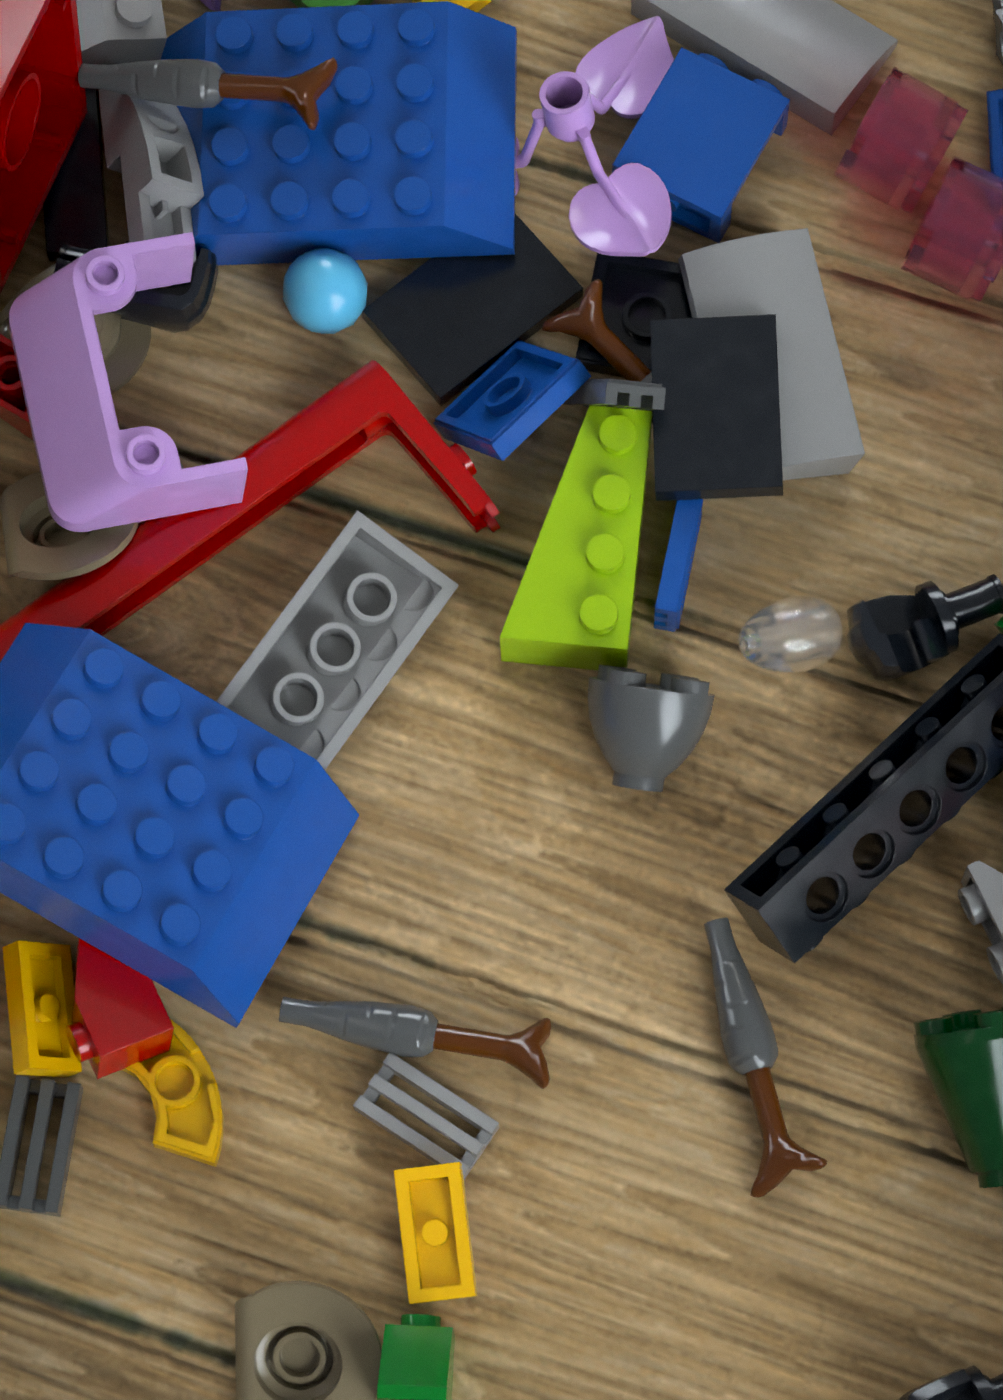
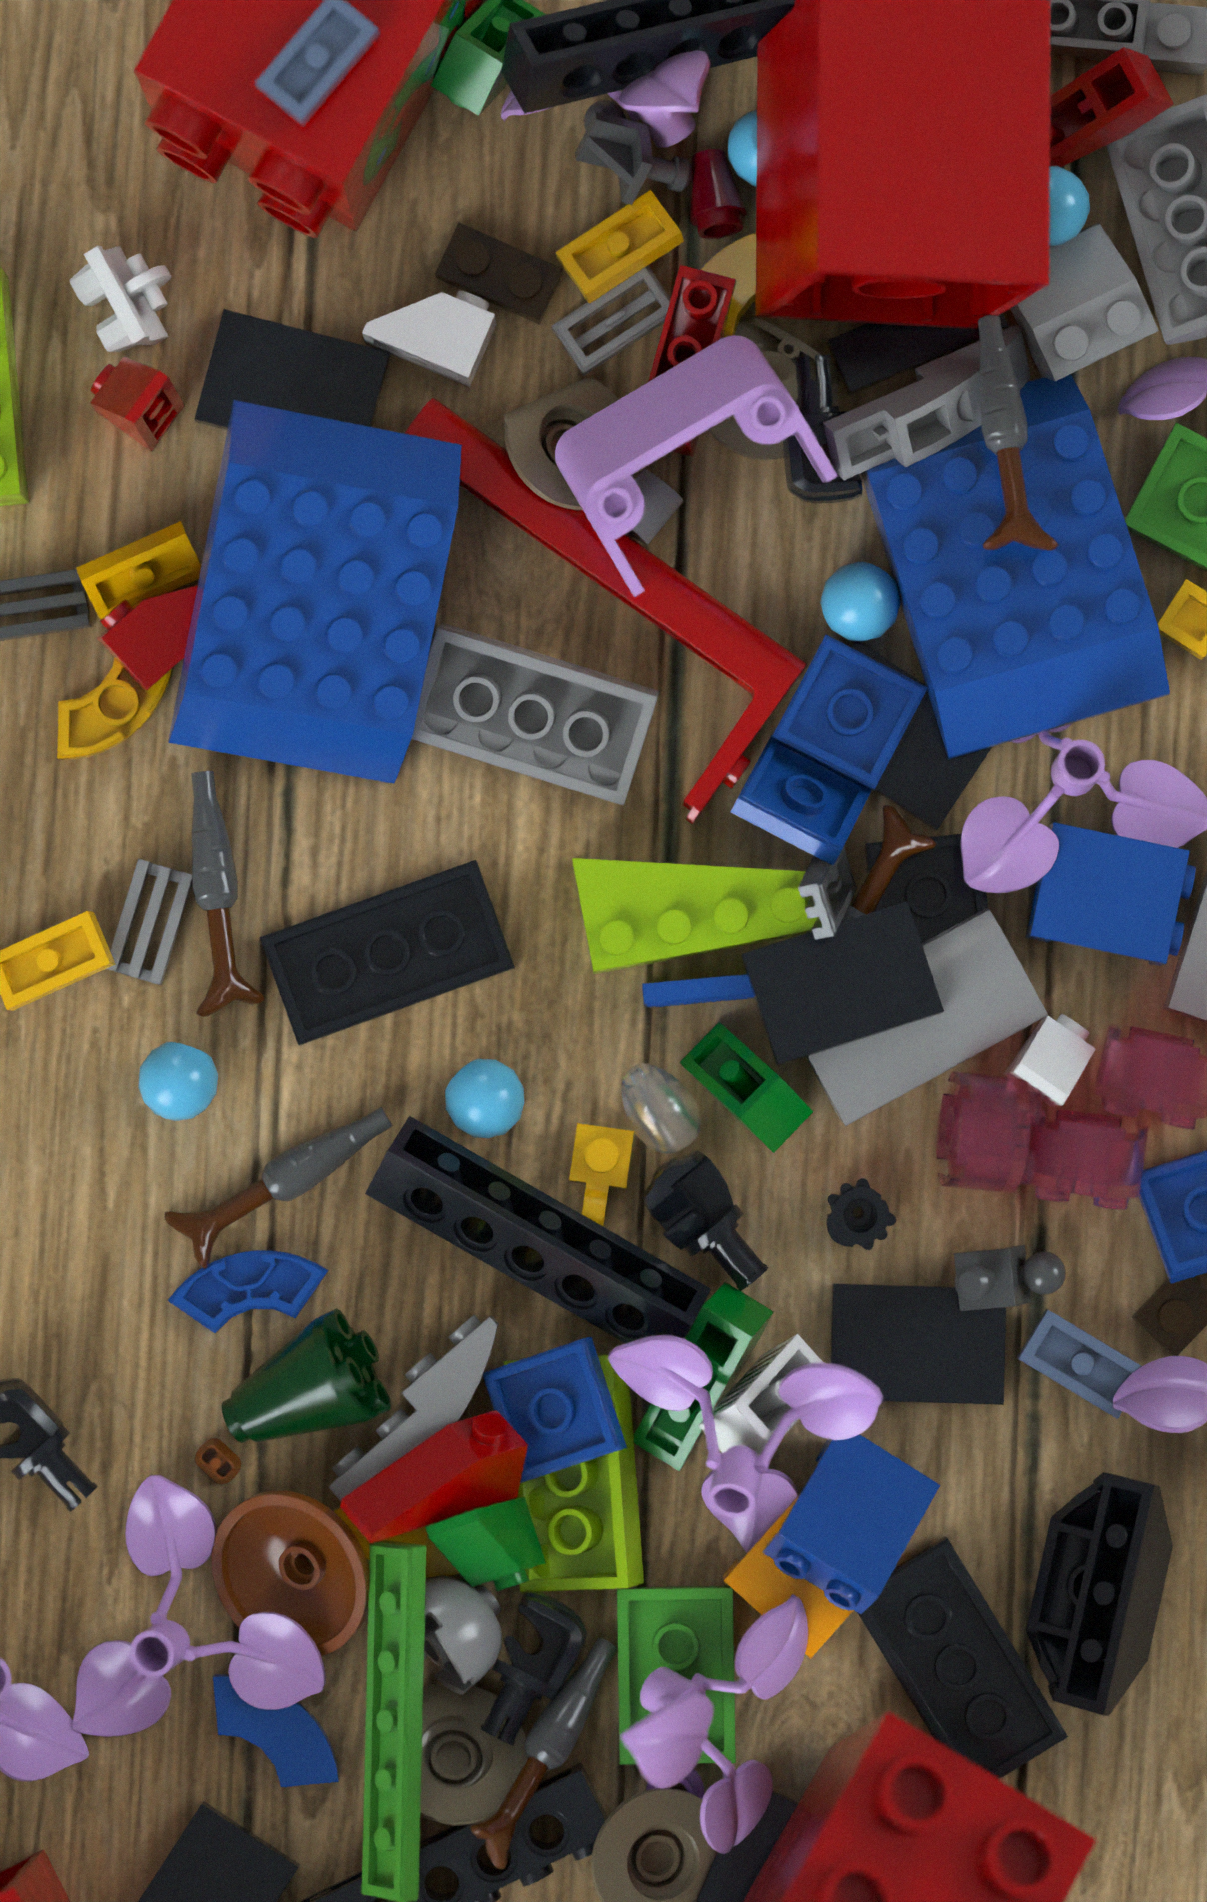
camera: 70 degrees right, 15 degrees up
(435, 334) = (849, 712): none -> blue tile
(538, 875) = (387, 952): none -> black tile
(611, 1129) = (177, 1081): none -> medium azure piece
(644, 725) = (544, 1005): dark grey piece -> none
(729, 808) = (485, 1098): none -> medium azure piece
(793, 543) = (746, 1087): none -> green slope
(831, 716) = (601, 1162): none -> yellow plate
(854, 1128) = (248, 1282): none -> blue tile
(858, 240) = (1052, 1058): none -> white slope
(912, 316) = (987, 1132): none -> clear pink brick
(967, 463) = (862, 1229): none -> black animal

